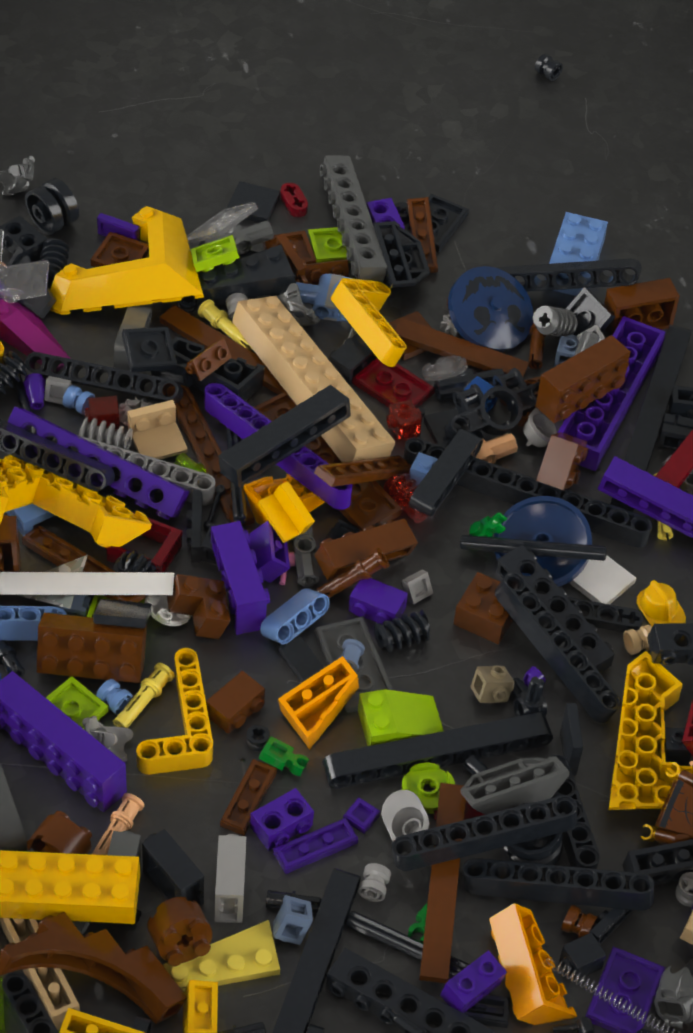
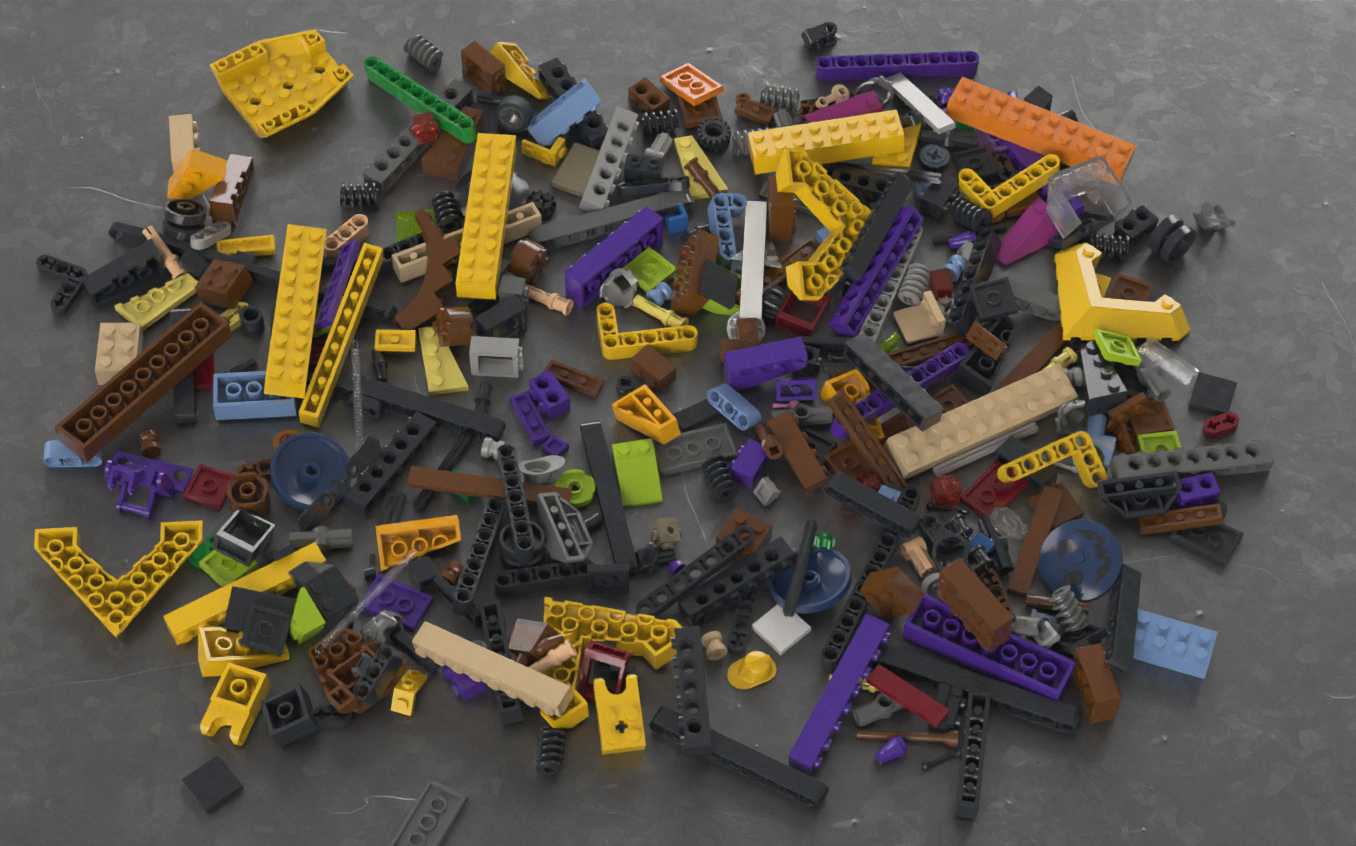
camera: 95 degrees right, 5 degrees up
(110, 224) = (1160, 287): dark purple tile -> none
(280, 754) = (606, 395): green plate -> none
(286, 512) = (821, 389): yellow panel -> none
(292, 920) = (462, 393): sand blue brick -> none
(352, 651) = (691, 438): sand blue bush -> none
(473, 982) = (401, 496): dark purple brick -> none

